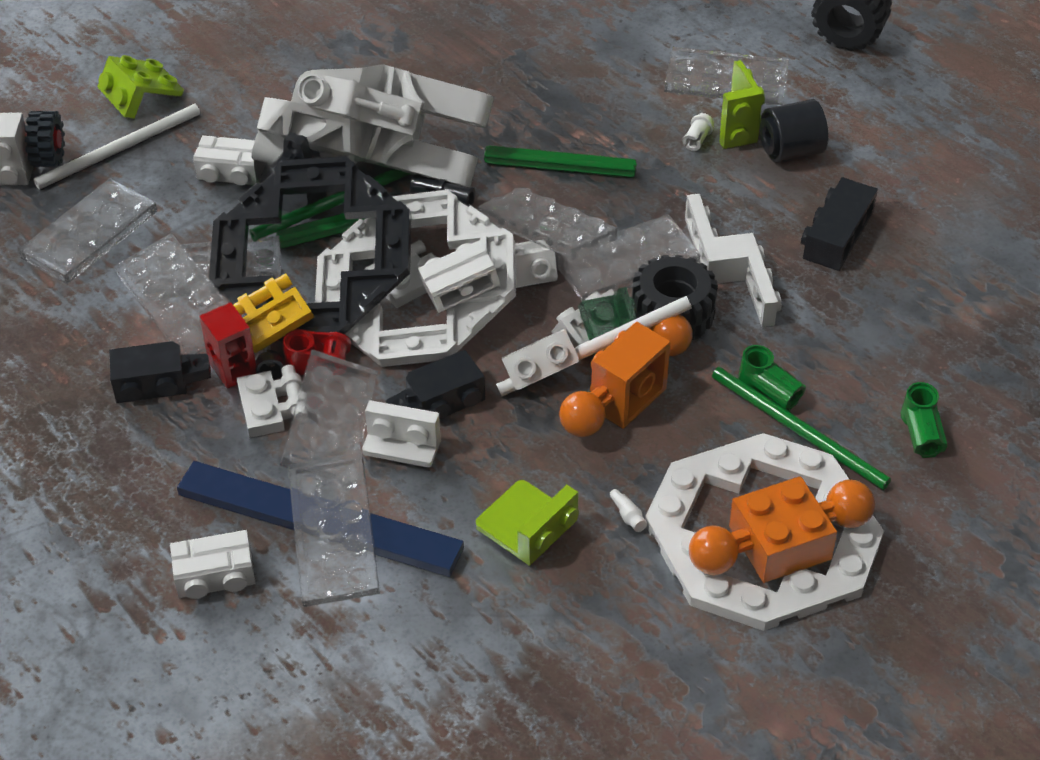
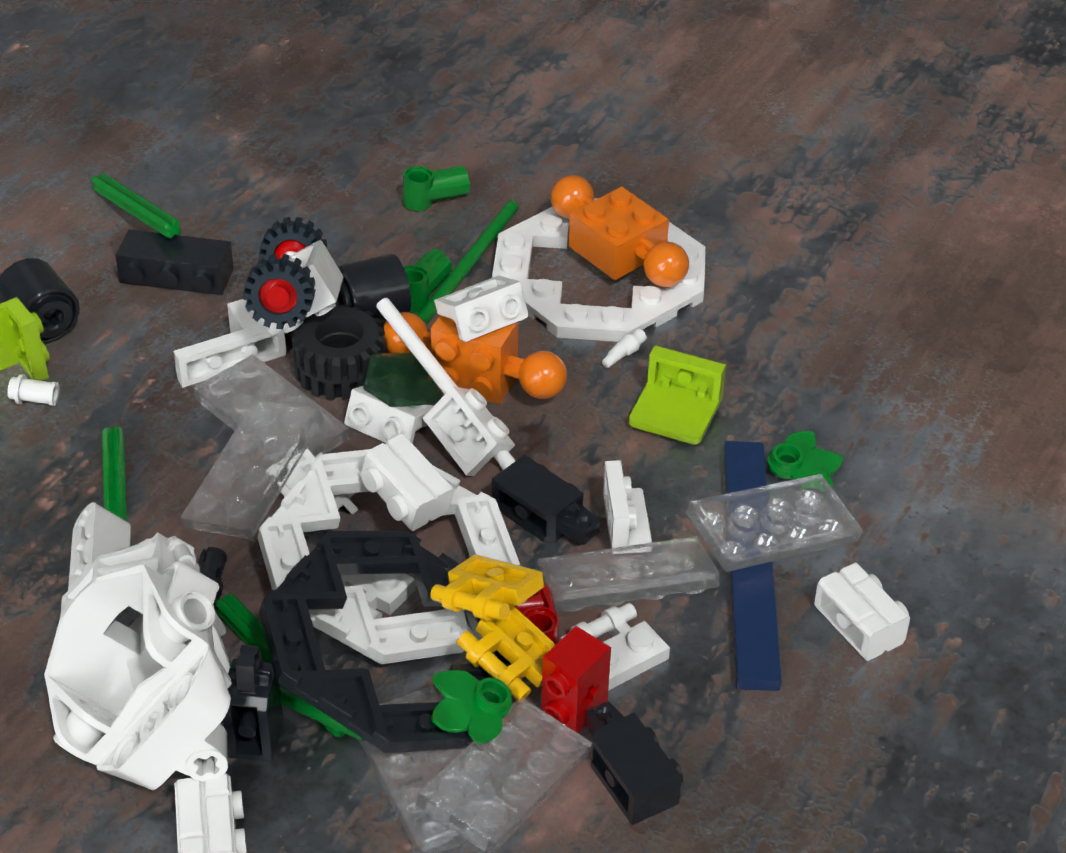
camera: 110 degrees left, 5 degrees down
(228, 271) = (471, 705): none -> green plate
(322, 302) = (487, 587): none -> yellow plate
(412, 601) = (801, 459): none -> green plate
(640, 347) = (484, 307): none -> white bracket
(724, 245) = (292, 277): none -> brick
(741, 320) = (373, 280): none -> black piece
(920, 201) = (136, 205): none -> green axle

